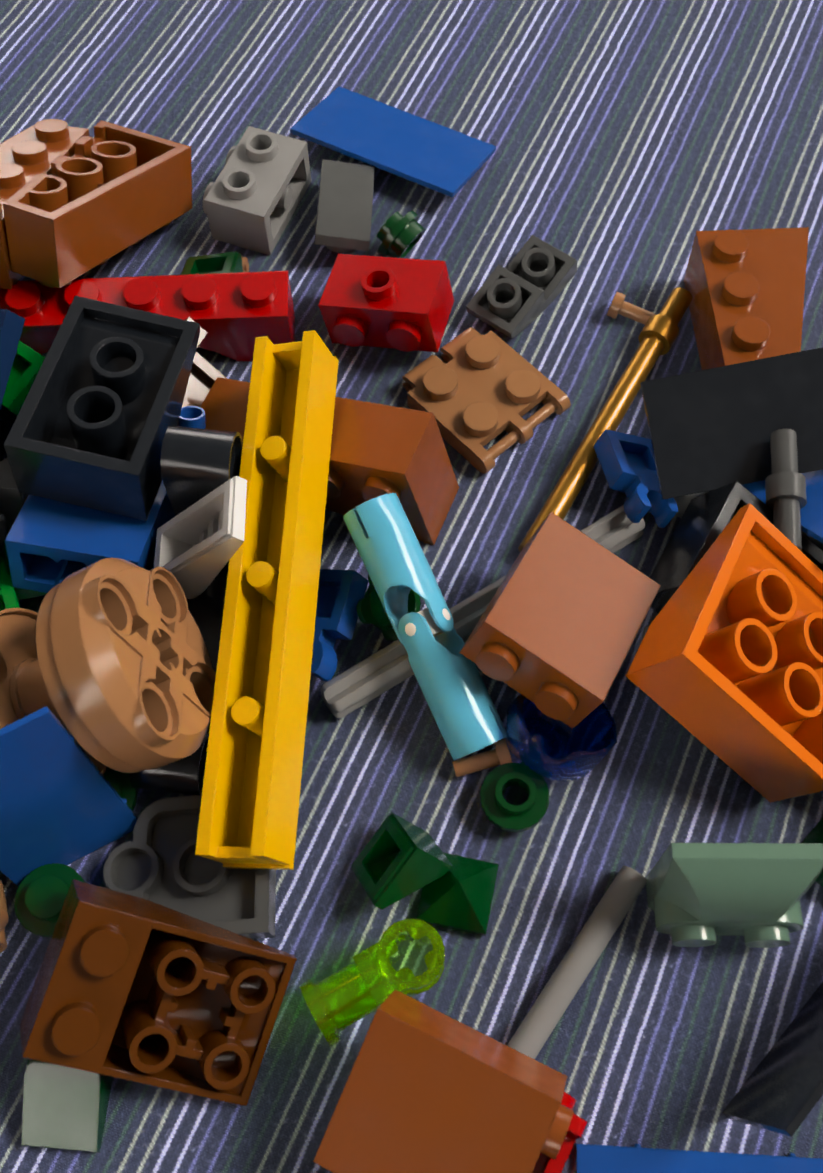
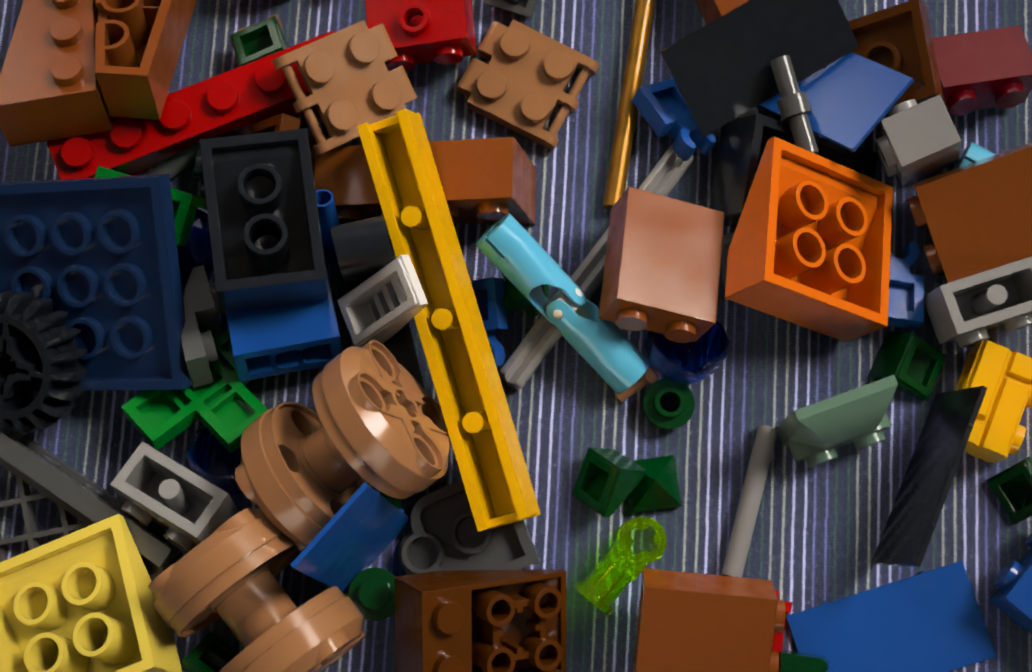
camera: 25 degrees left, 15 degrees up
(274, 301) = (346, 82): none -> medium nougat plate

